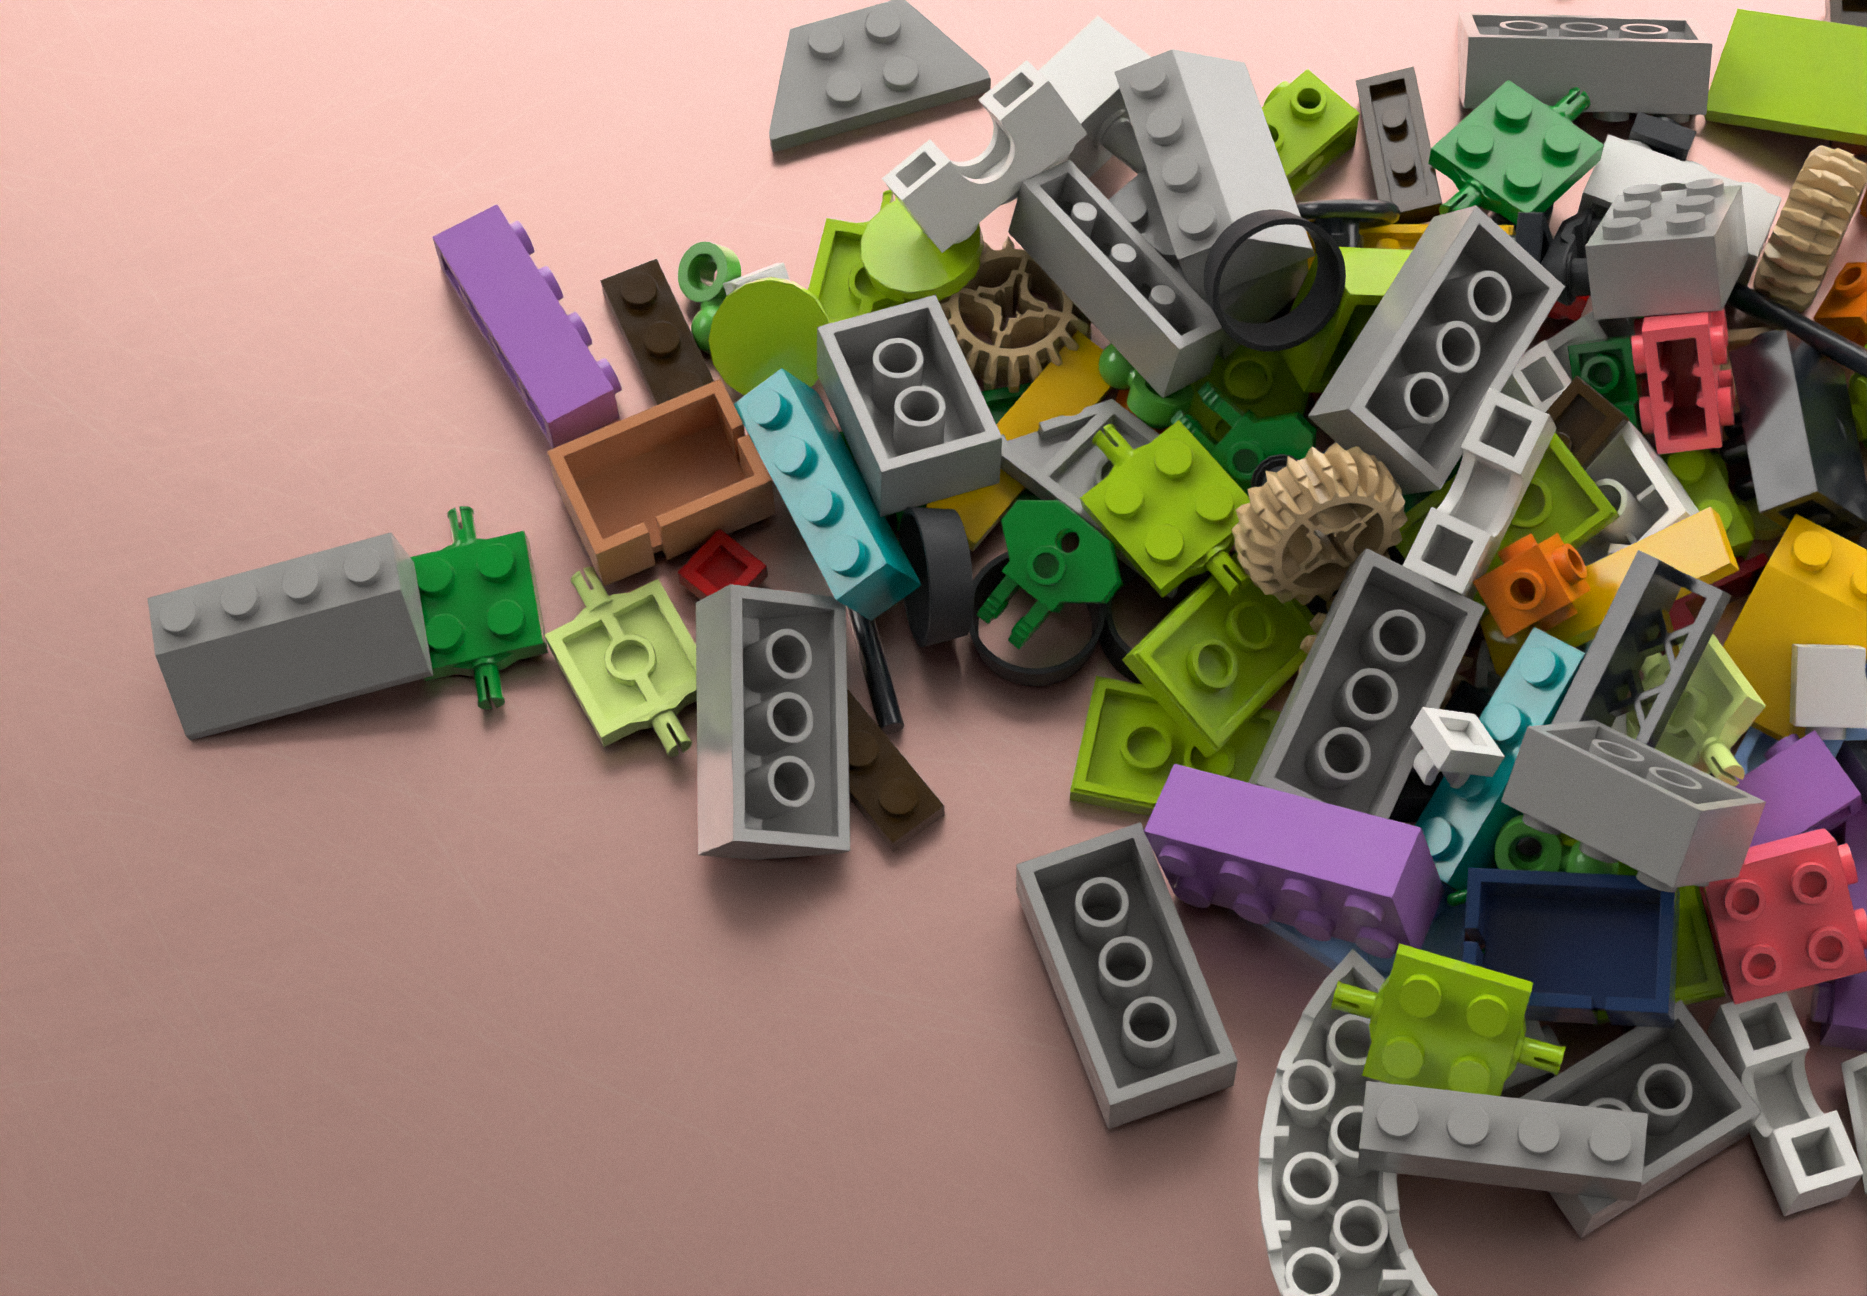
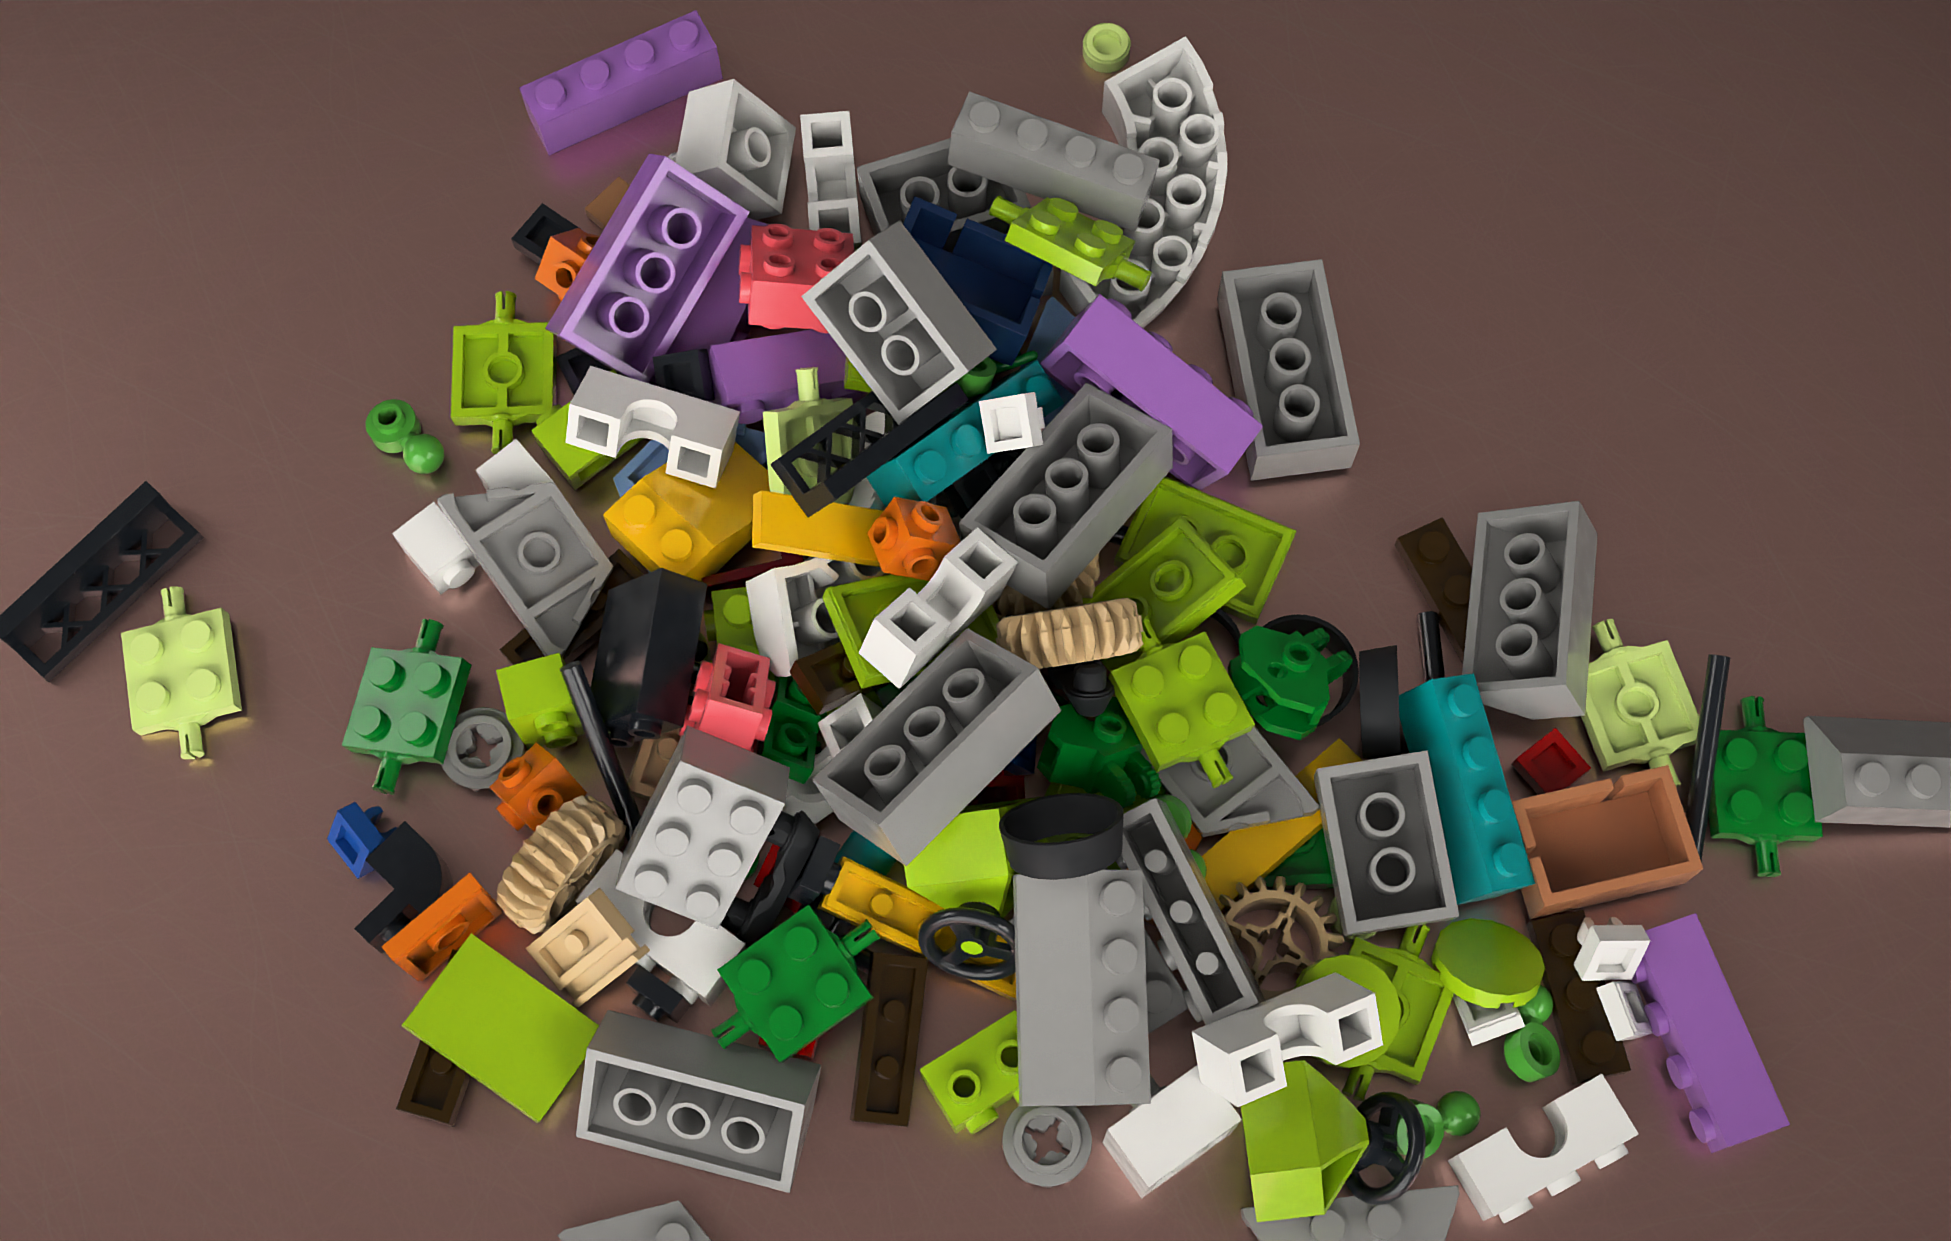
camera: 170 degrees left, 5 degrees up
(546, 603) = (1706, 747): none -> black bar
(615, 329) = (1624, 1010): none -> white tile
(641, 365) = (1610, 950): none -> white tile
(719, 152) = (1586, 1127): none -> white arch
(820, 181) = (1455, 1114): none -> bright green plate
(930, 102) = (1315, 1140): none -> lime piece
(1745, 158) = (587, 948): none -> tan plate

